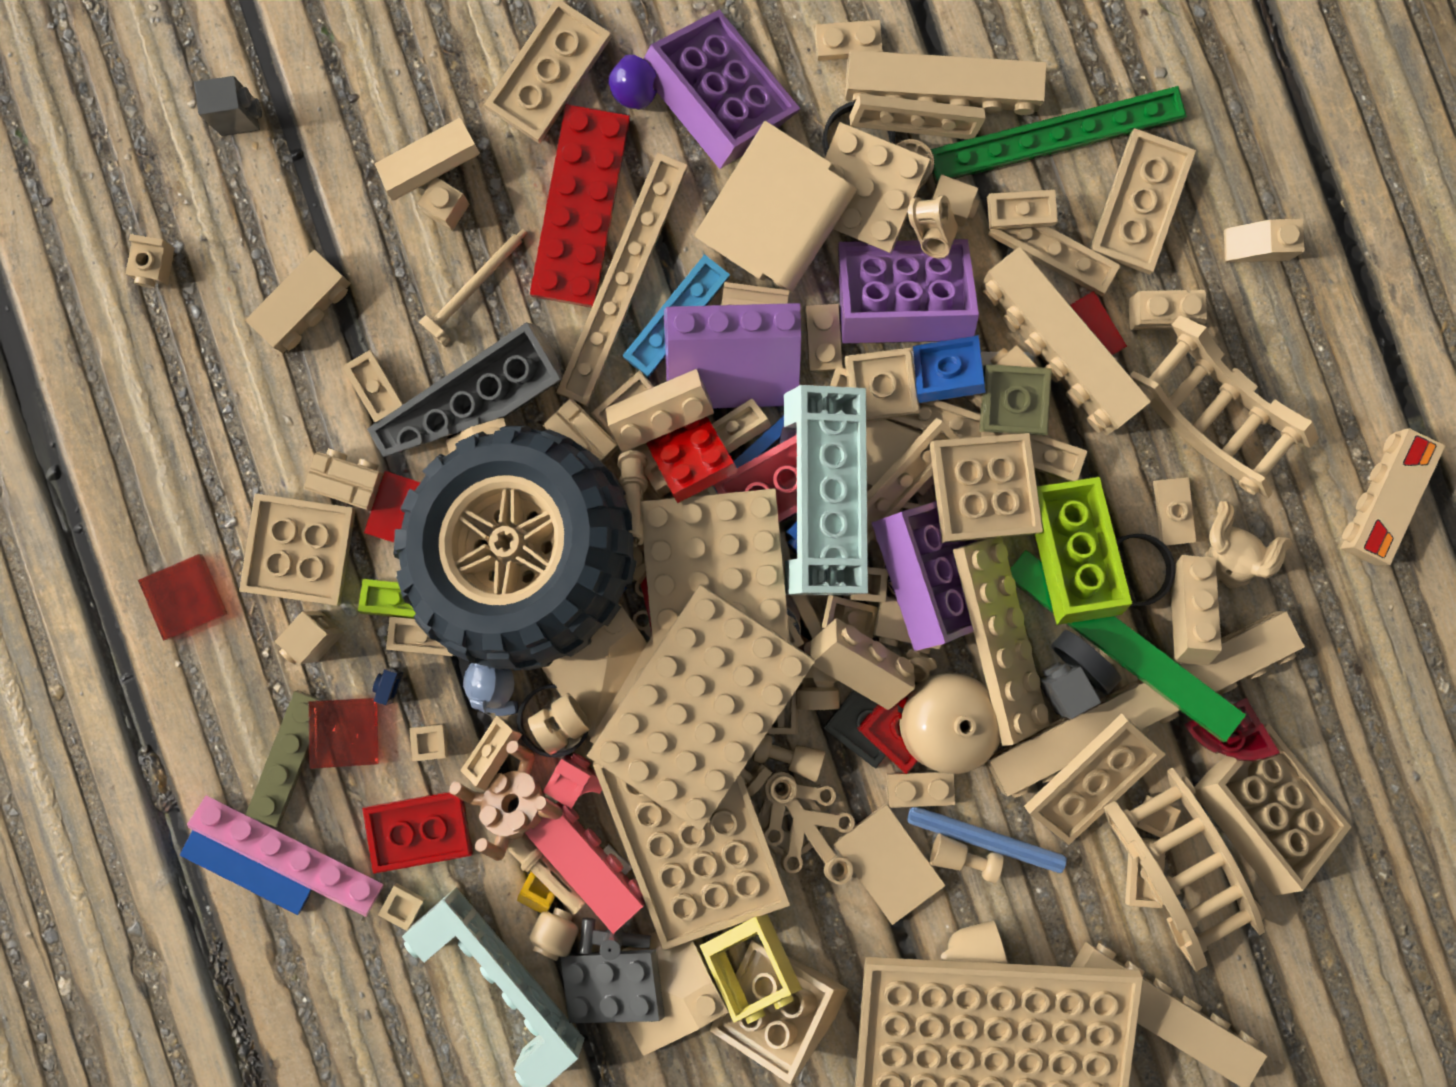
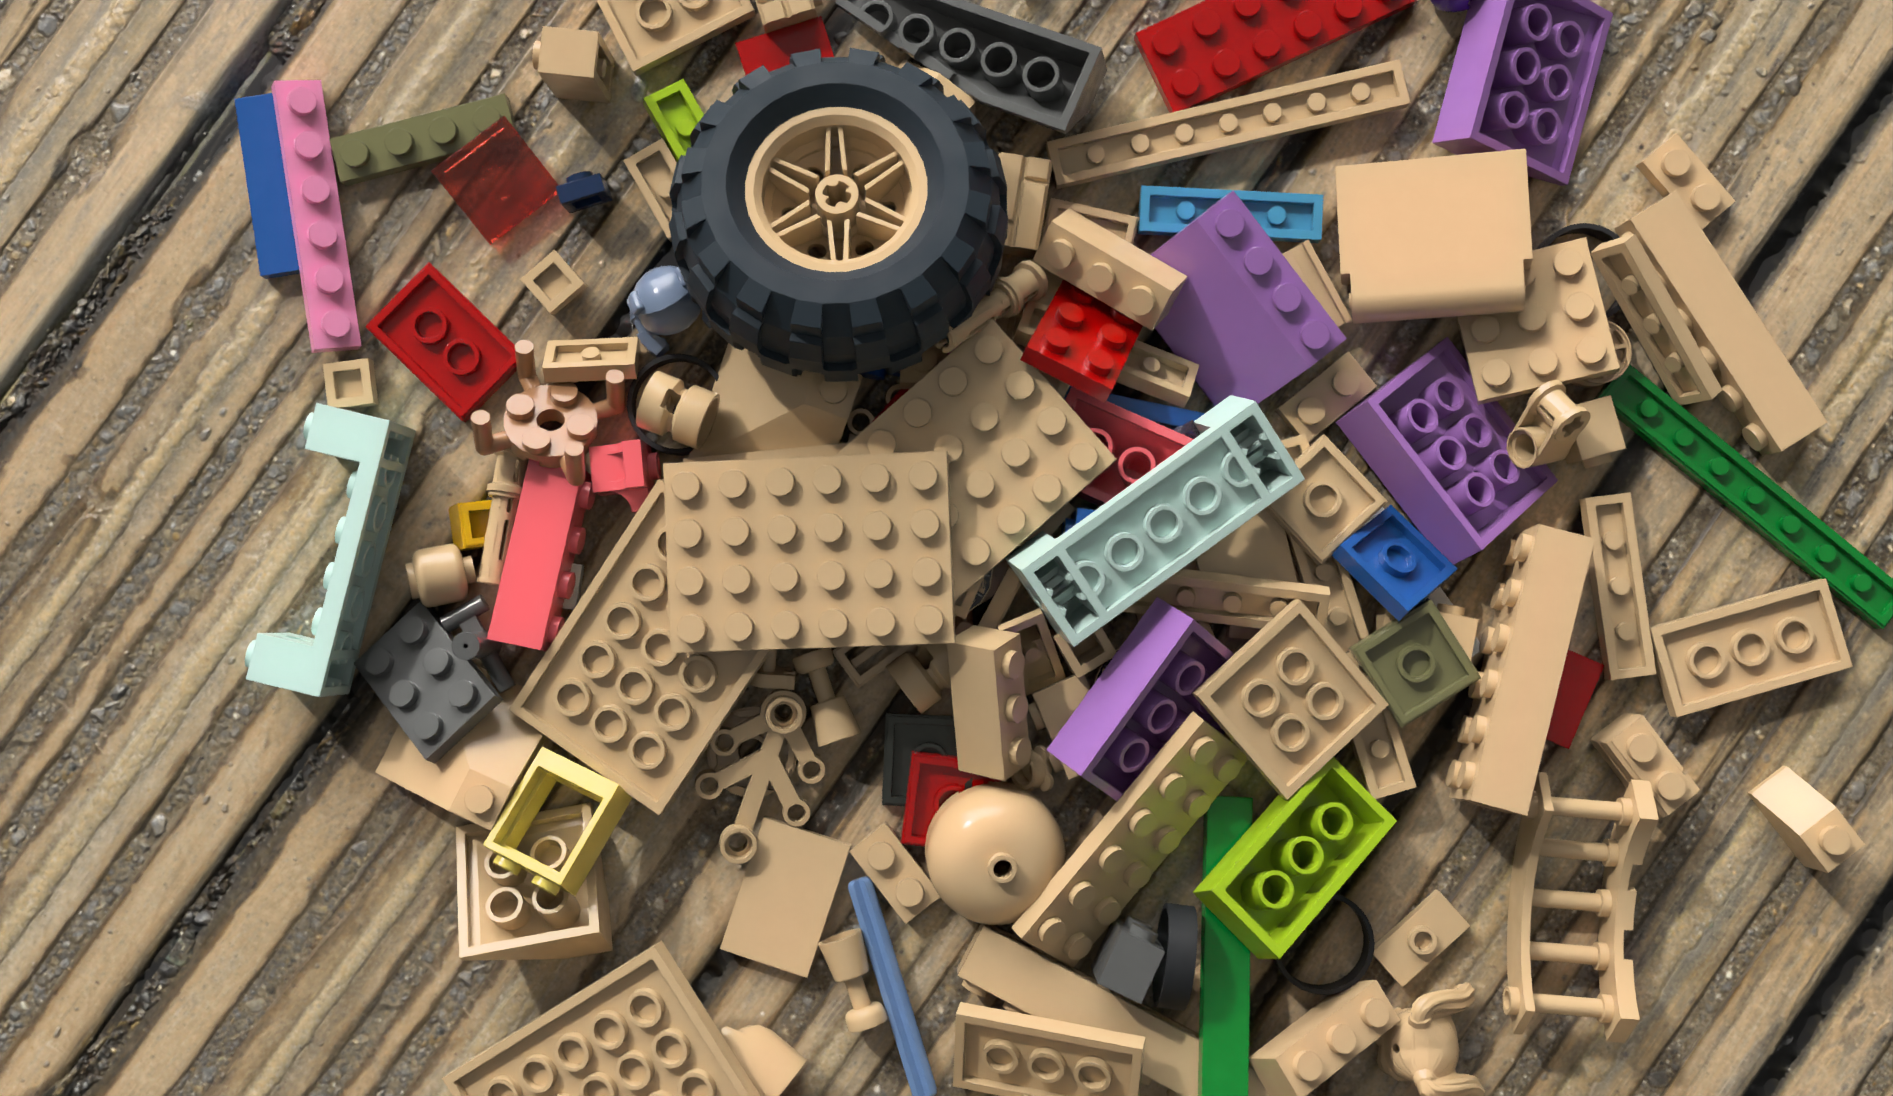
camera: 60 degrees right, 0 degrees up
(1022, 209) = (1638, 515): tan plate -> none

